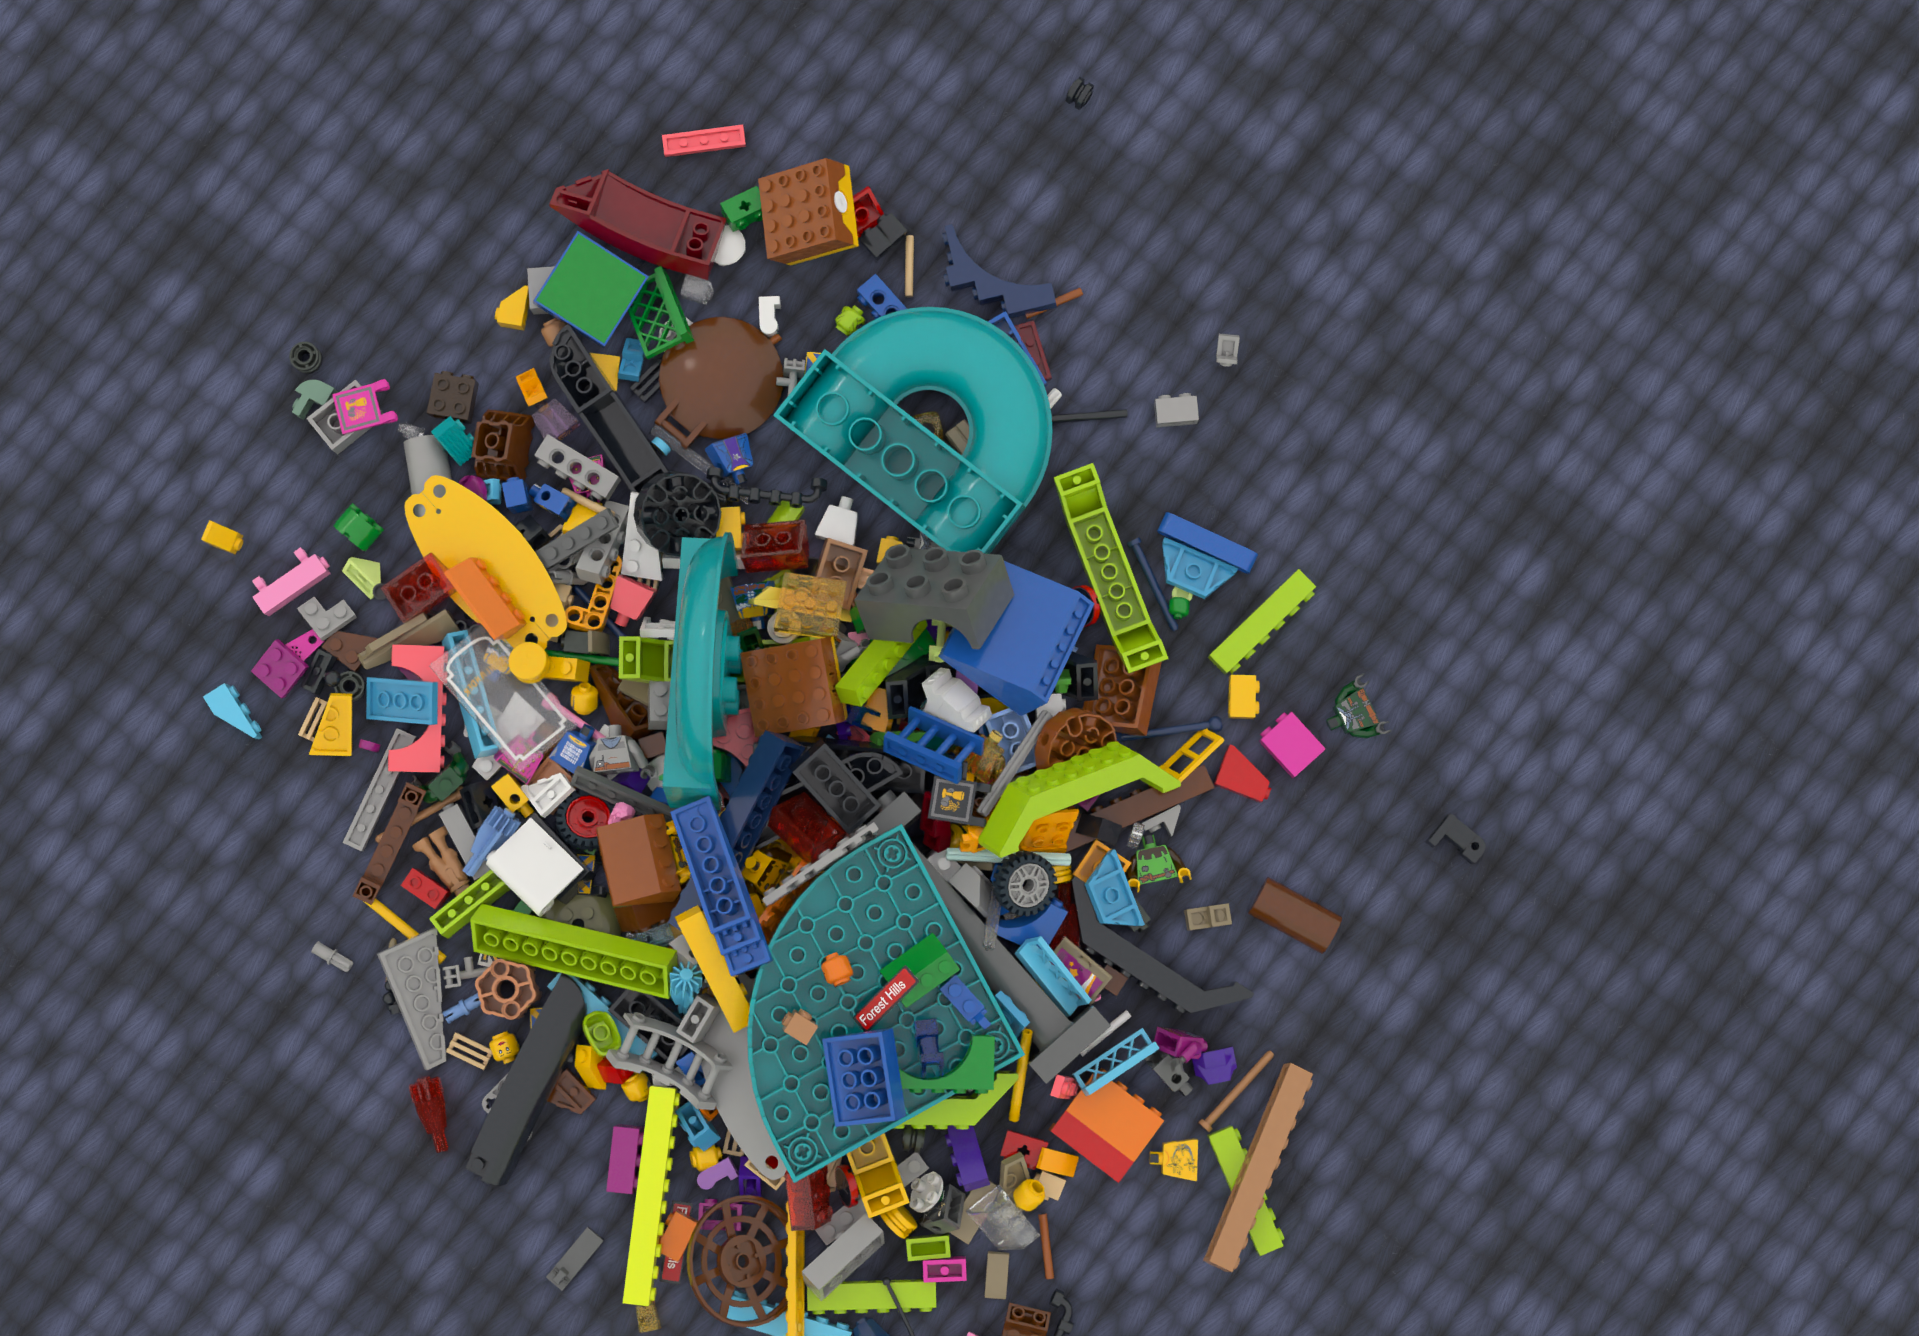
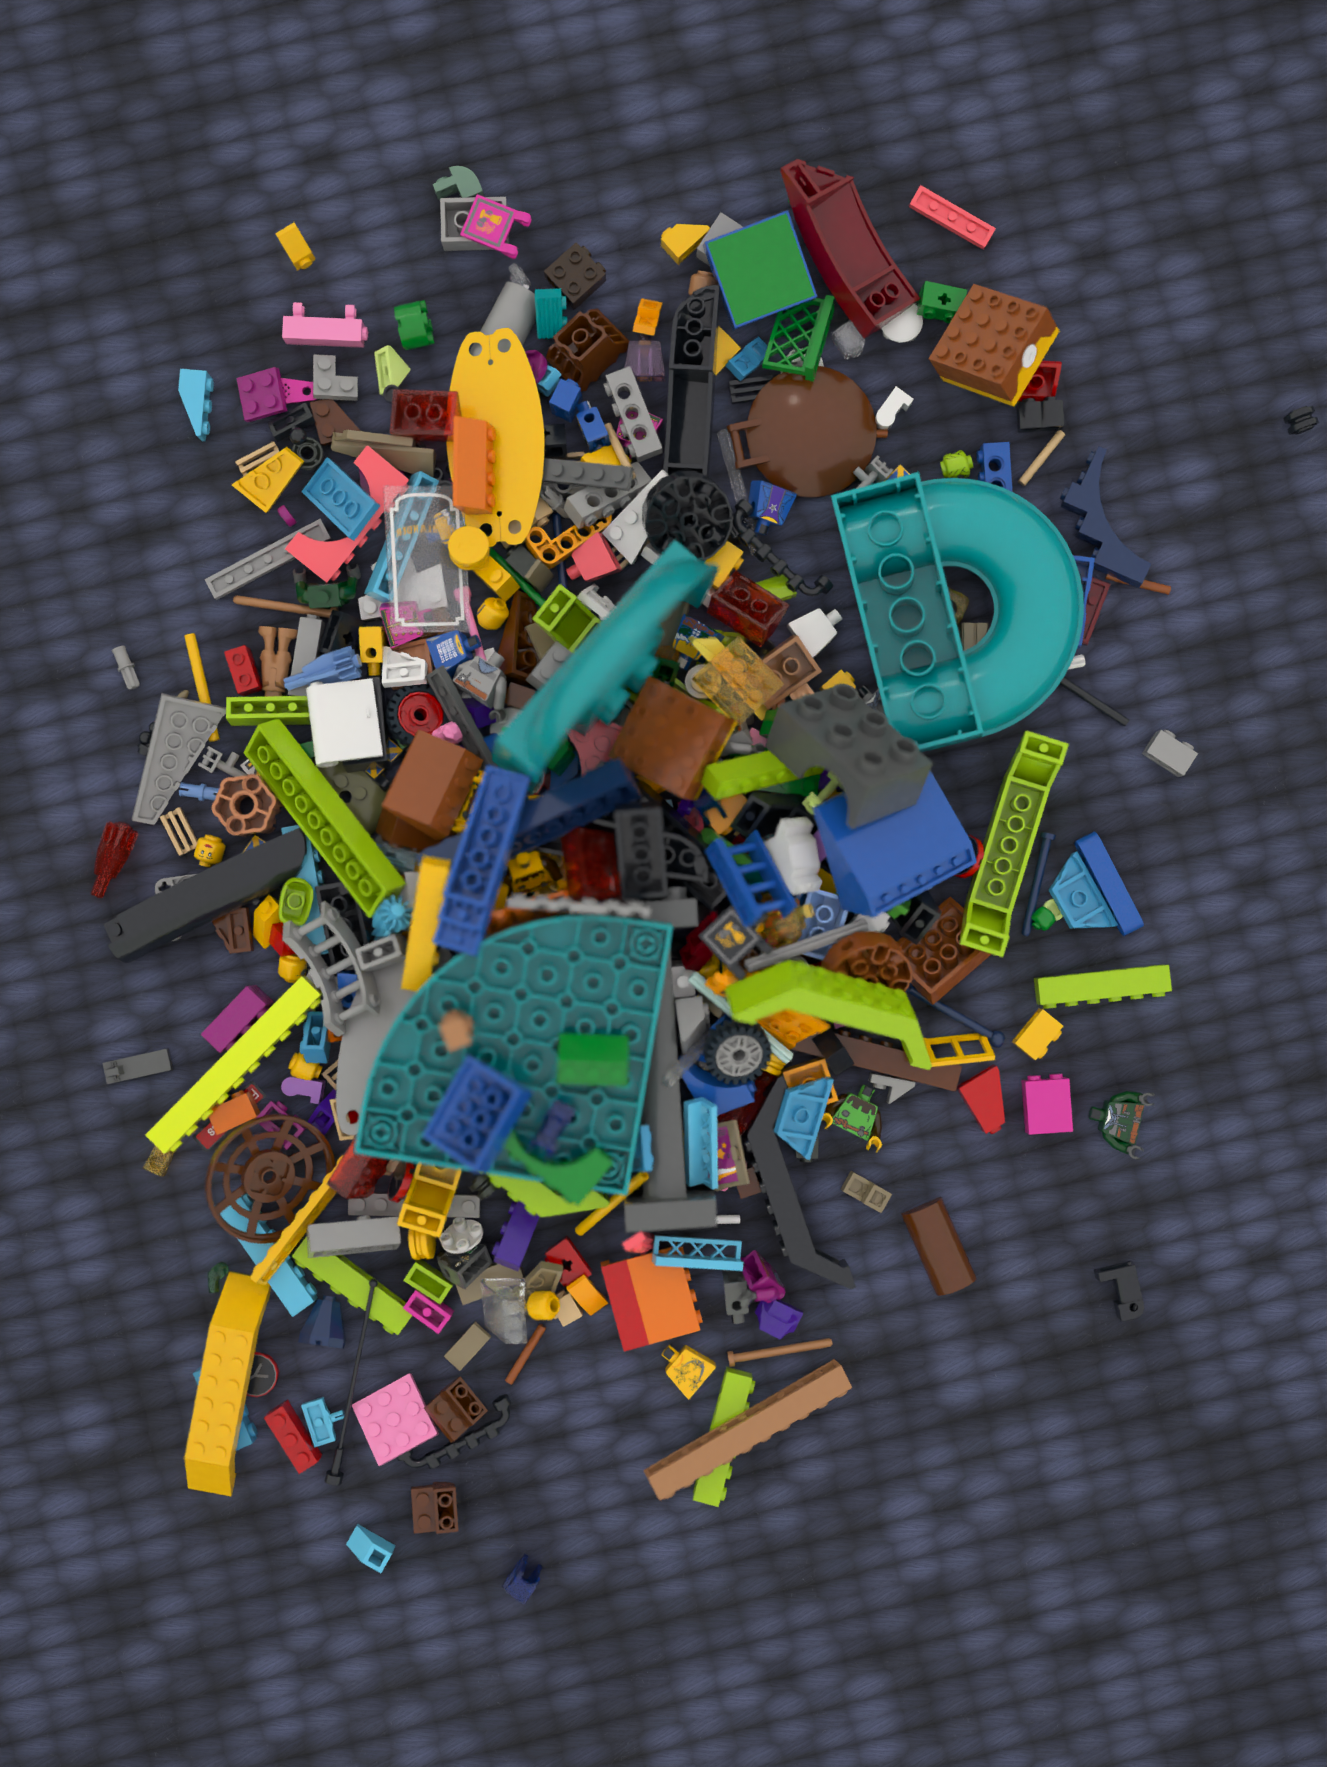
camera: 40 degrees right, 5 degrees up
(299, 350) = (477, 137): pearl dark grey wheel -> none
(390, 843) = (241, 611): reddish brown slope -> none
(661, 446) = (717, 450): medium azure tile -> none
(837, 969) = (524, 1006): orange head -> none
(886, 999) = (546, 1062): red sticker -> none
(965, 1001) = (611, 1114): blue hinge -> none
(1135, 835) = (859, 1080): clear beam -> none
(1227, 349) = (1253, 734): light grey bracket -> none

